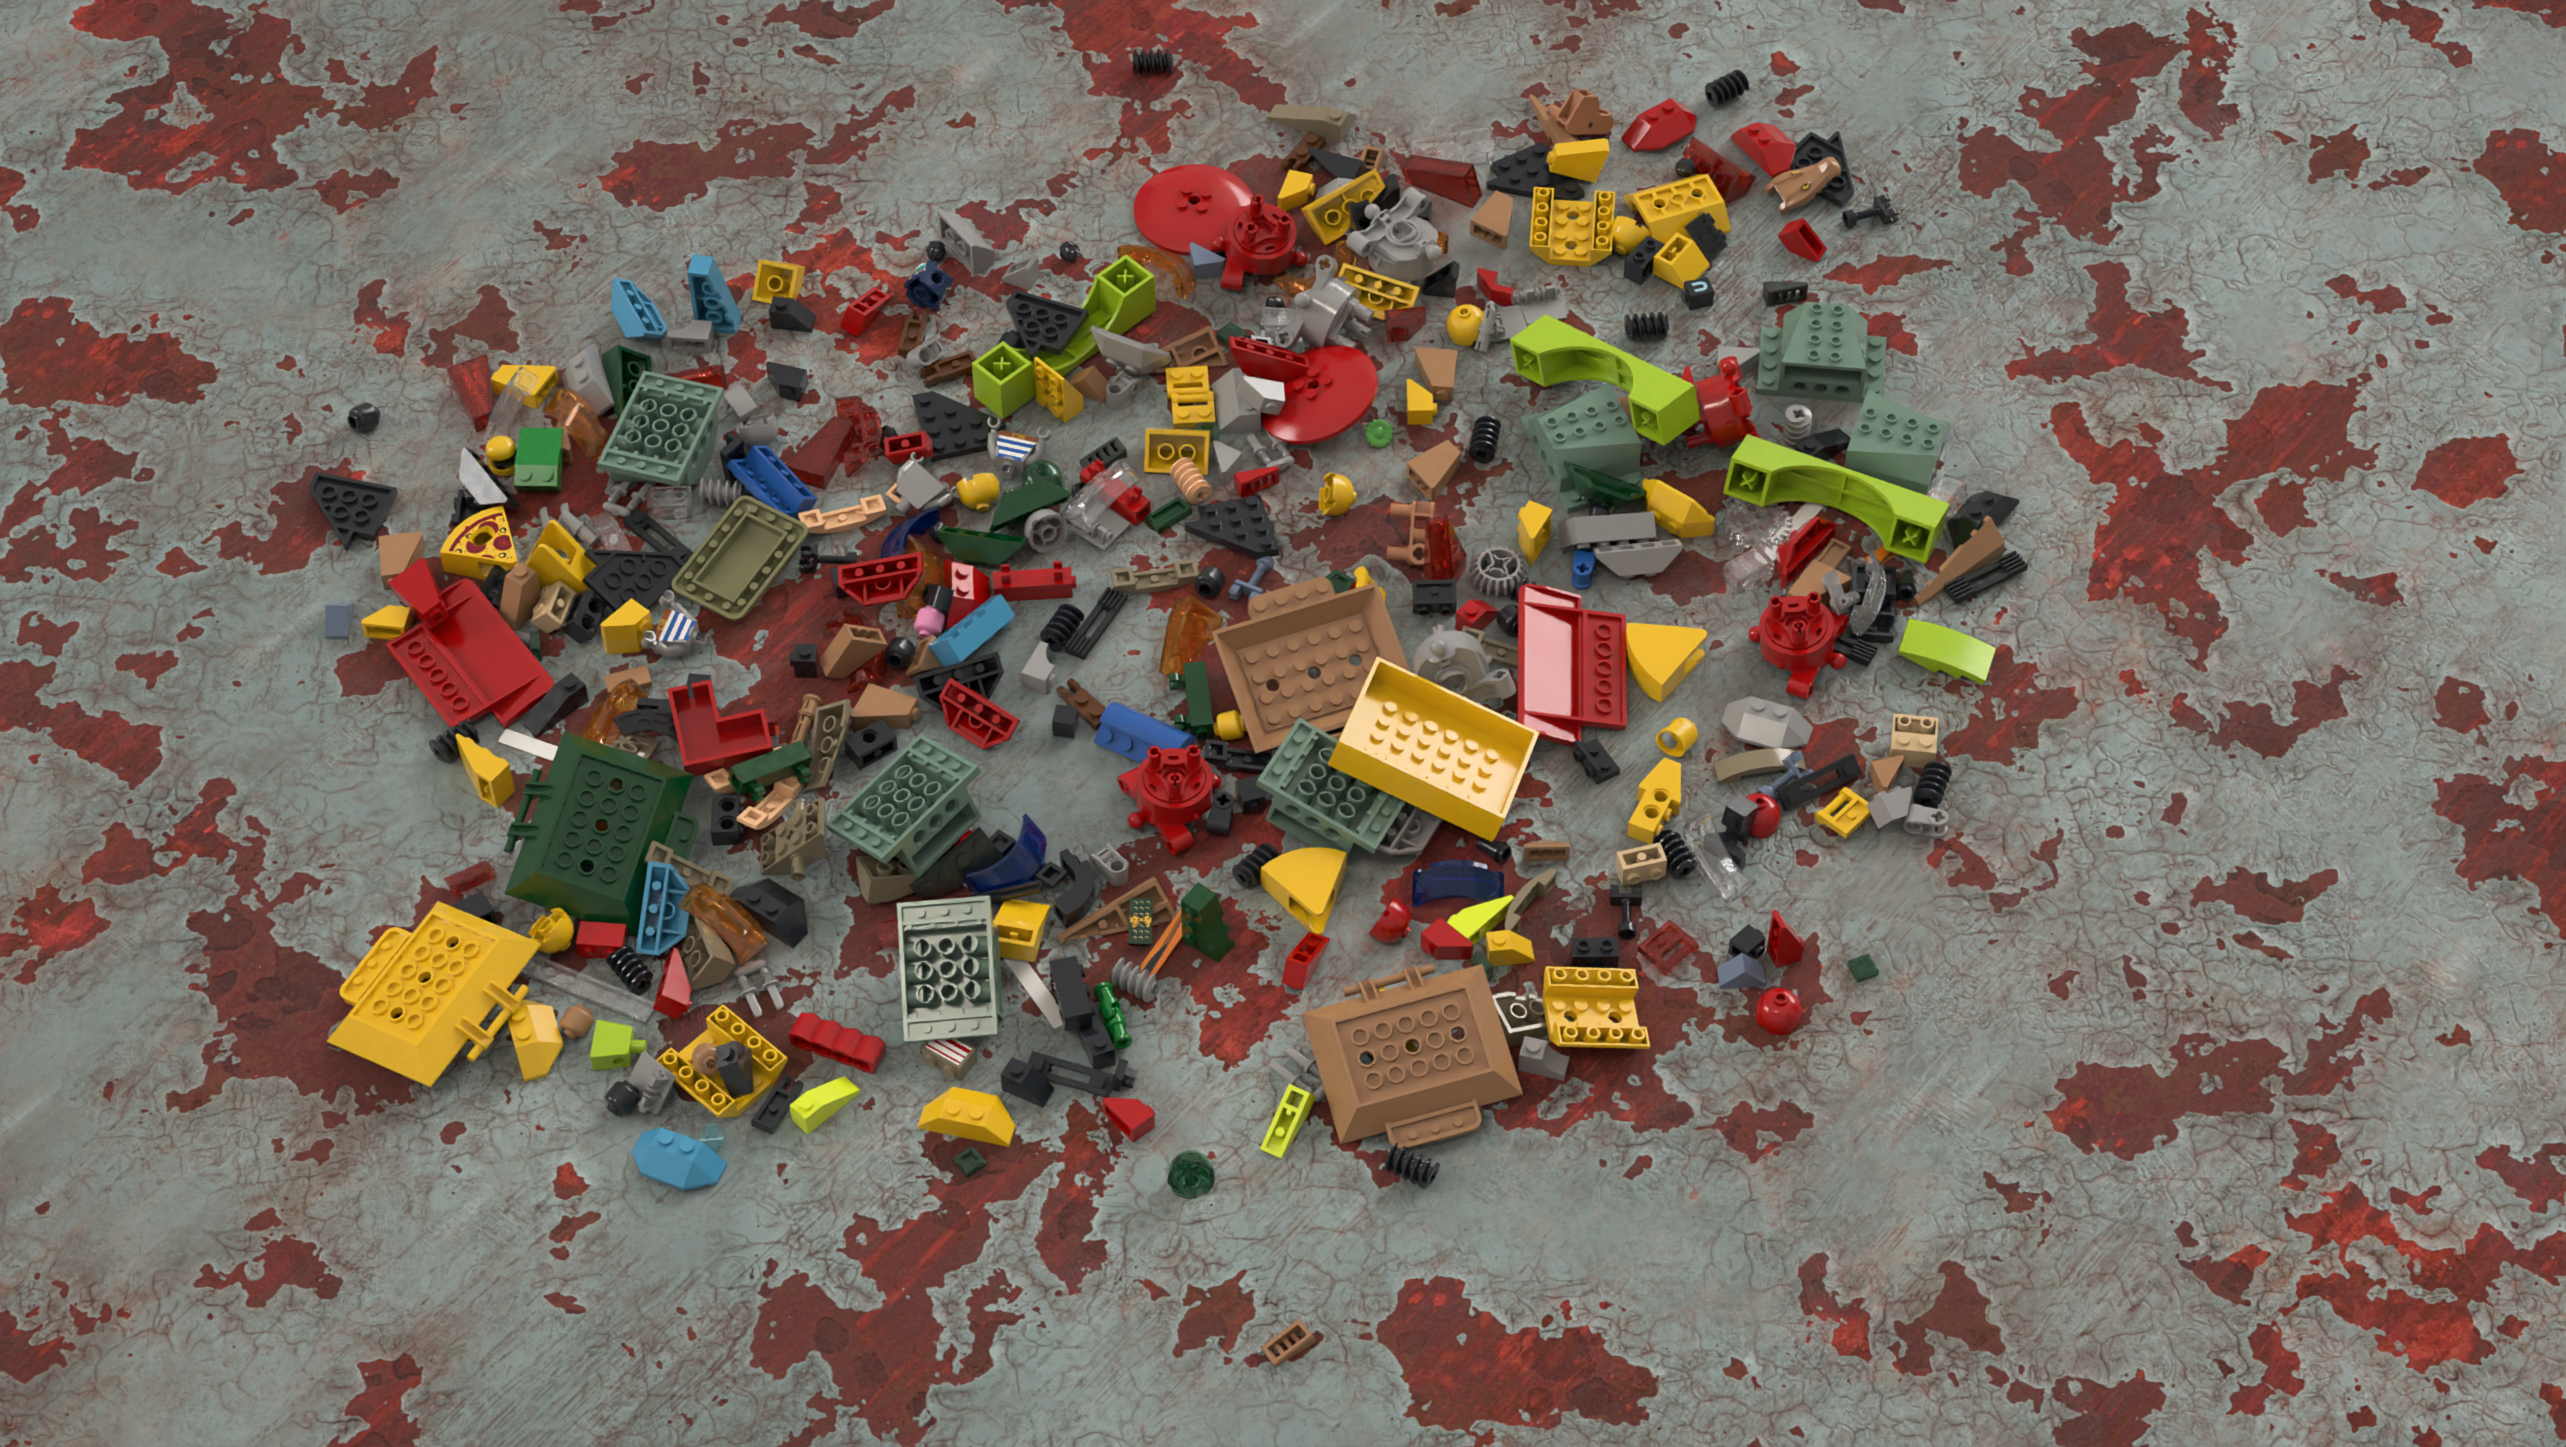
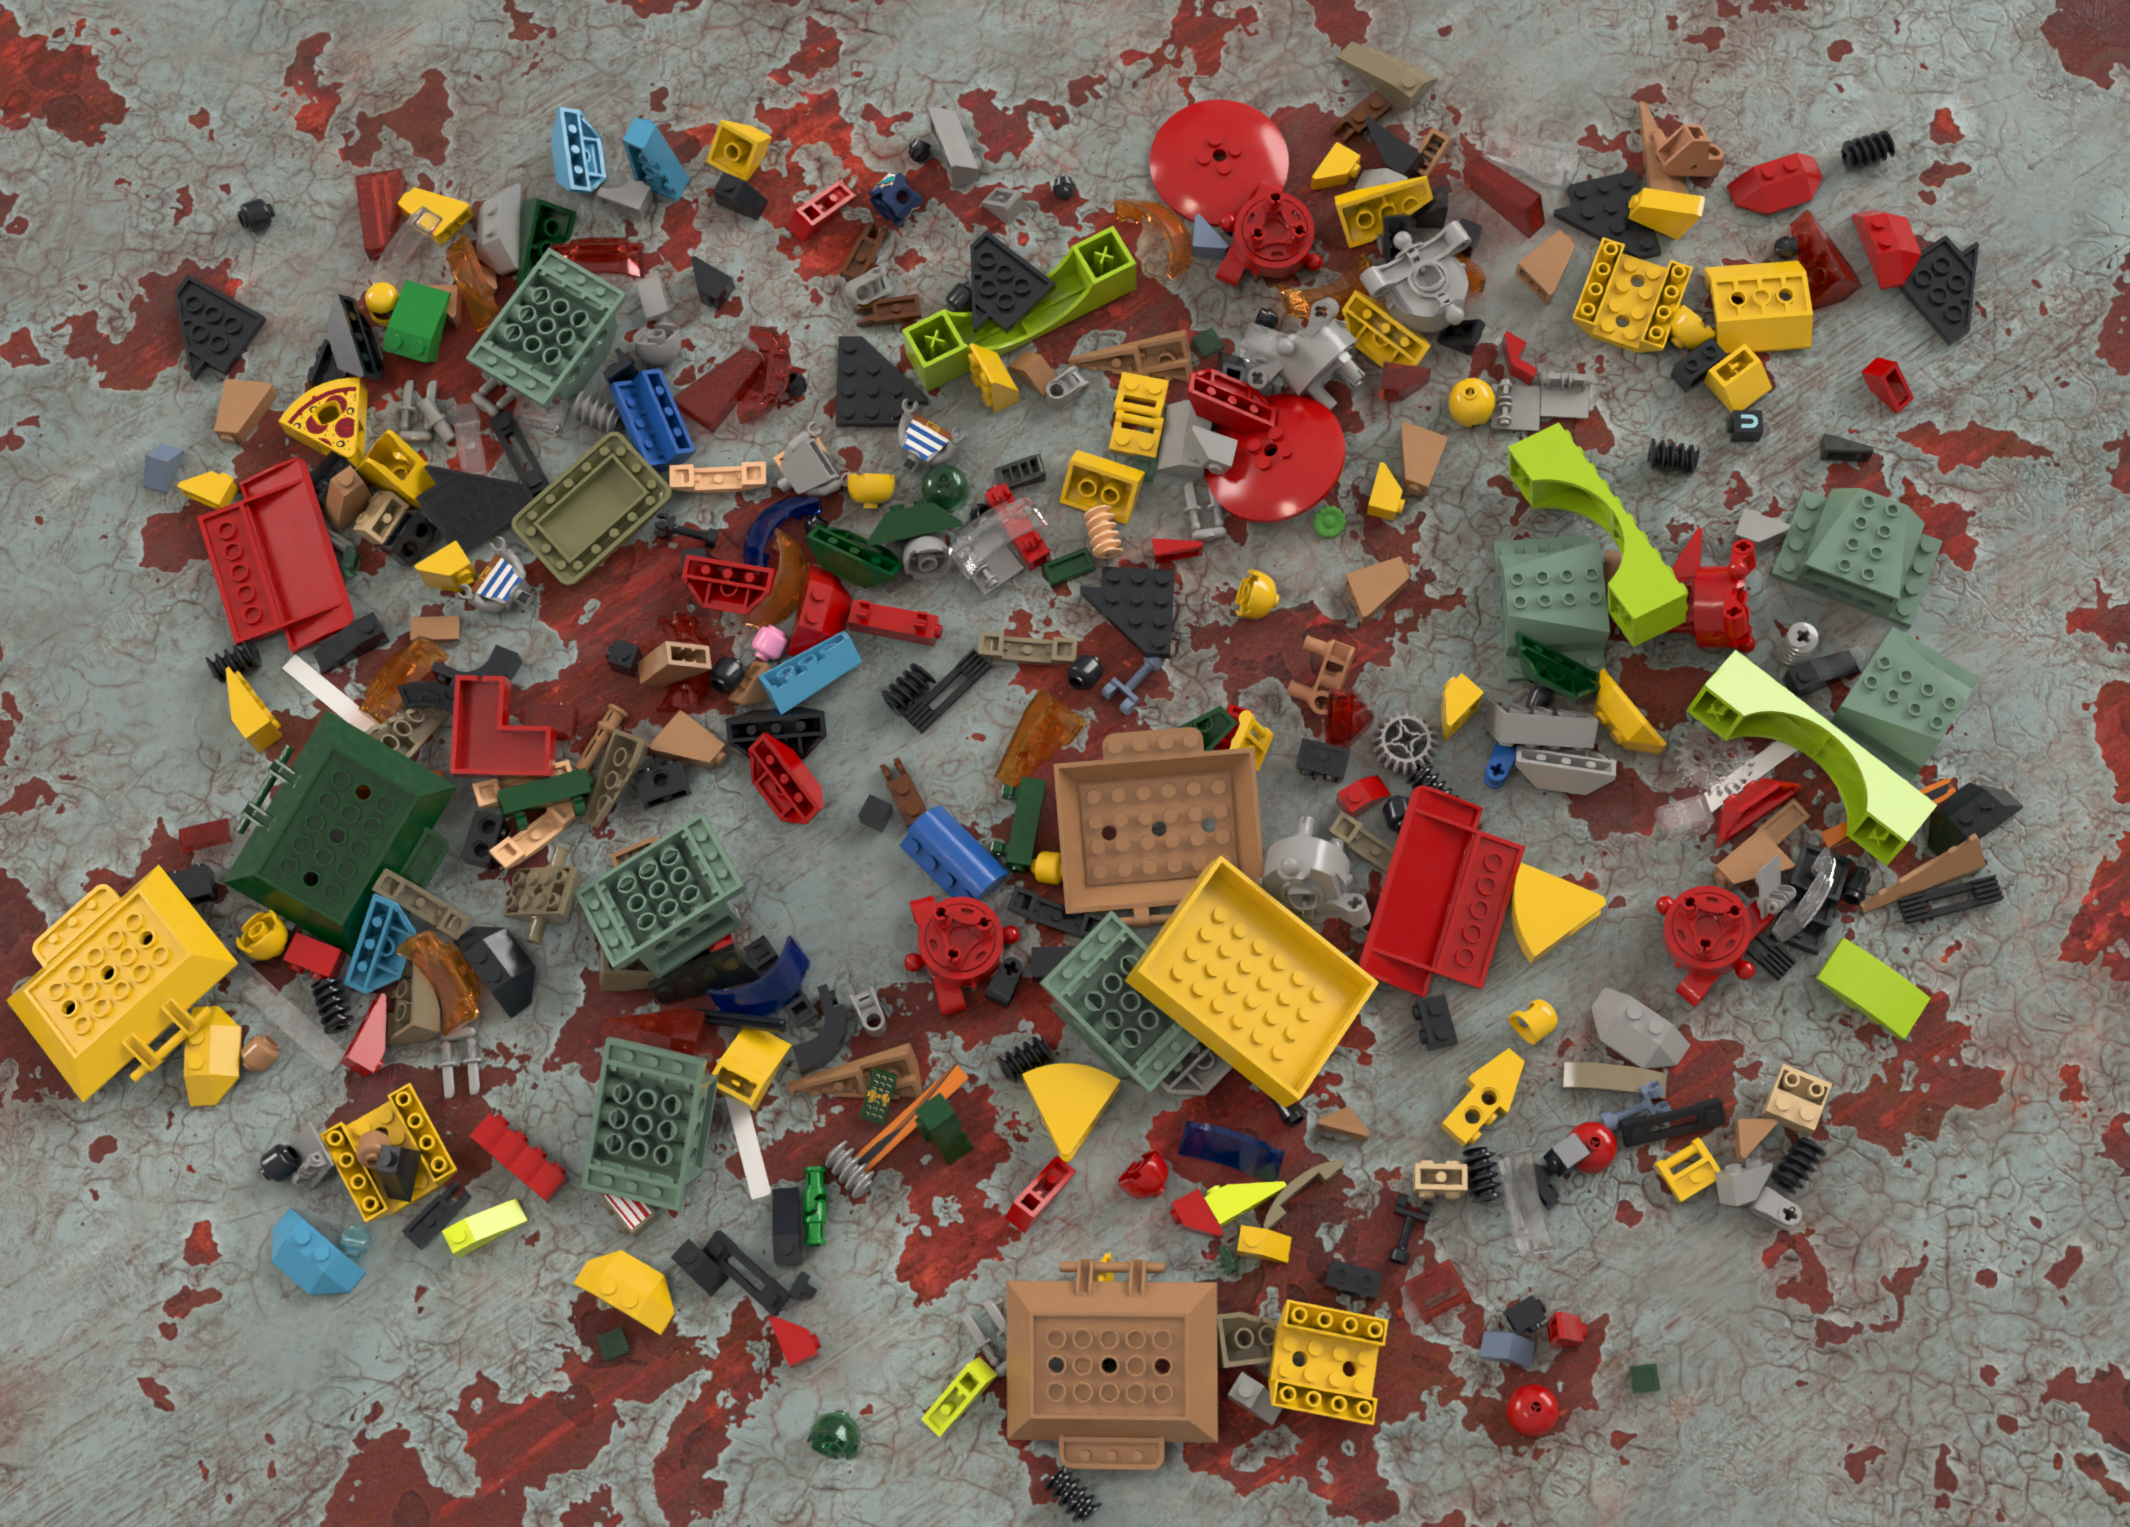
camera: 20 degrees right, 20 degrees up
(420, 591) = (248, 465): red slope -> none
(614, 1045) = (290, 1094): lime torso -> none
(900, 448) = (811, 409): red brick -> none
(938, 596) = (783, 620): black piece -> none
(1039, 672) = (866, 739): light grey arch -> none
(1071, 993) = (773, 1177): black wedge -> none
(1129, 353) = (1082, 347): light grey wedge -> none
(1227, 461) = (1152, 516): light grey slope -> none
(1484, 439) = (1442, 562): black piece -> none
(1486, 330) = (1489, 417): light grey pin -> none
(1705, 235) = (1778, 351): black bracket -> none
(1801, 185) = (1911, 308): medium nougat animal -> none
(1880, 205) = (1954, 365): black bar -> none
(1950, 491) = (1941, 780): clear brick -> none

